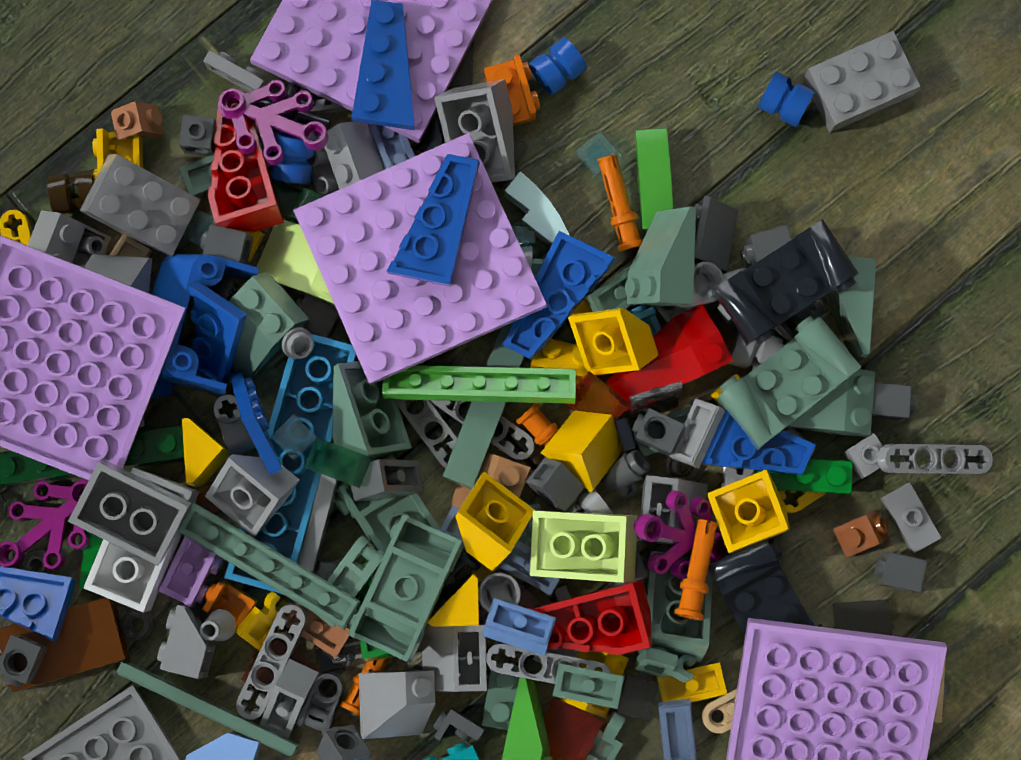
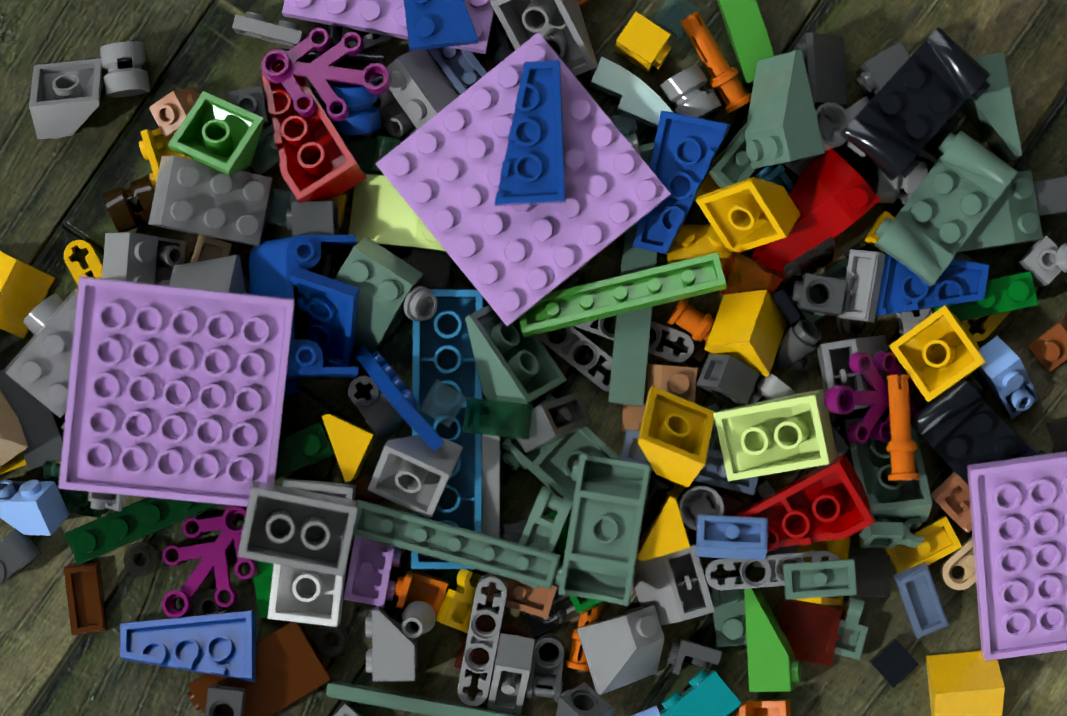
camera: 15 degrees left, 5 degrees up
(39, 82) = (64, 96): none -> light grey slope
(98, 83) = (125, 81): none -> light grey wheel
(163, 148) = (218, 134): none -> bright green slope
(559, 169) = (643, 43): none -> yellow brick
(589, 223) = (690, 94): none -> light grey wheel
(730, 648) = (955, 500): none -> nougat bracket
(806, 552) = (1006, 378): none -> light blue slope

